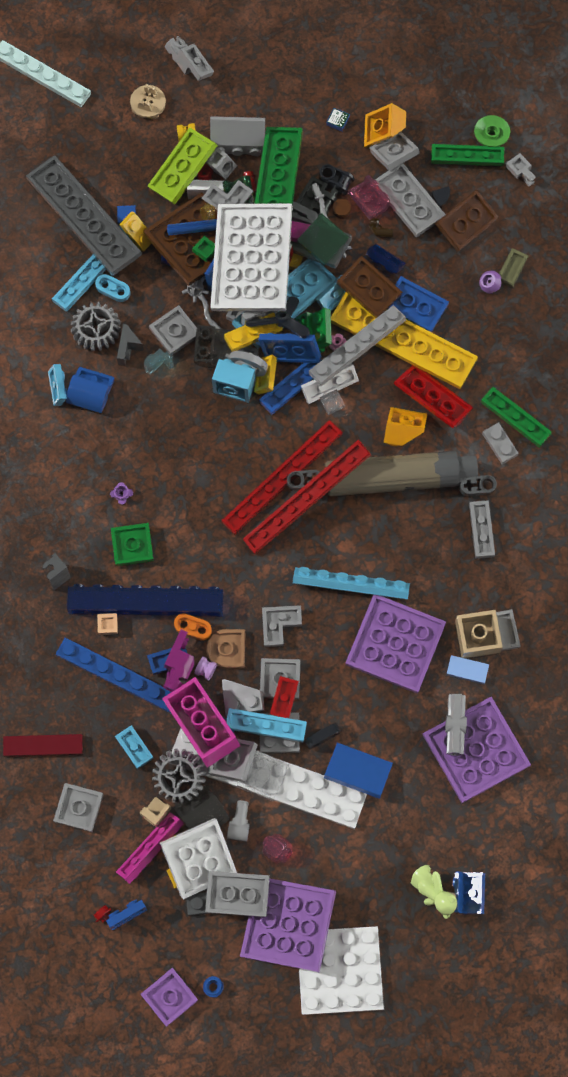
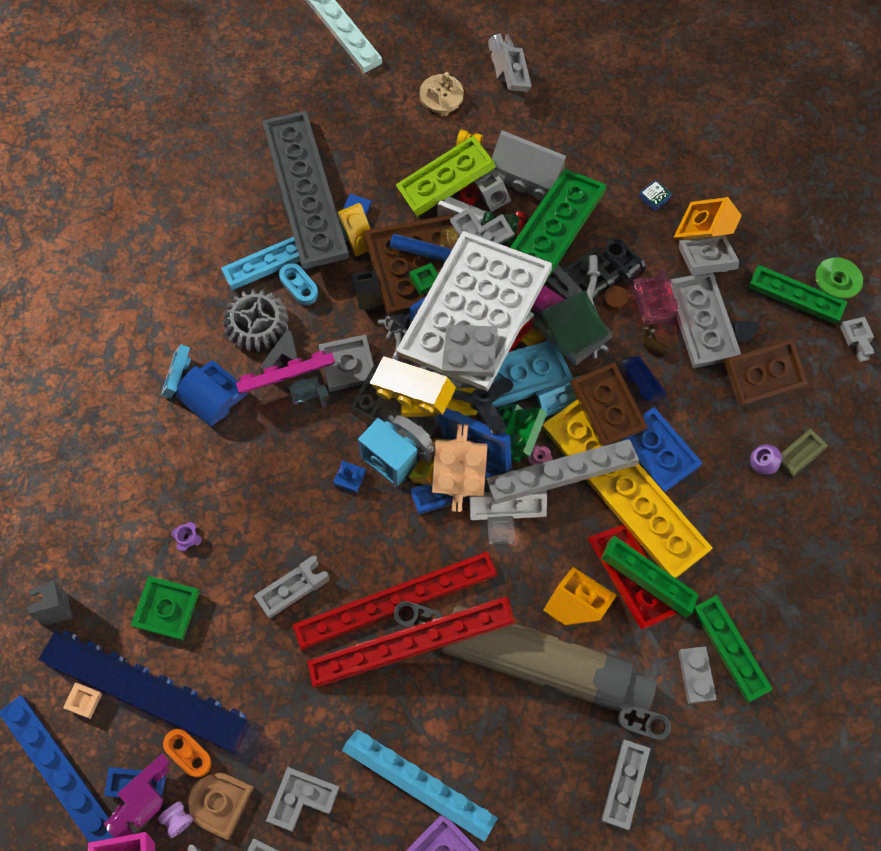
camera: 20 degrees right, 5 degrees down
(130, 358) = (274, 374): none -> dark pink plate
(165, 272) = (367, 290): none -> black brick
(209, 497) = (291, 587): none -> light grey plate
(213, 408) = (349, 477): none -> blue tile
(233, 327) = (412, 386): none -> brick
(262, 287) = (470, 350): none -> light grey plate
(288, 370) = (459, 468): none -> light nougat plate
(444, 391) = (650, 576): none -> green plate

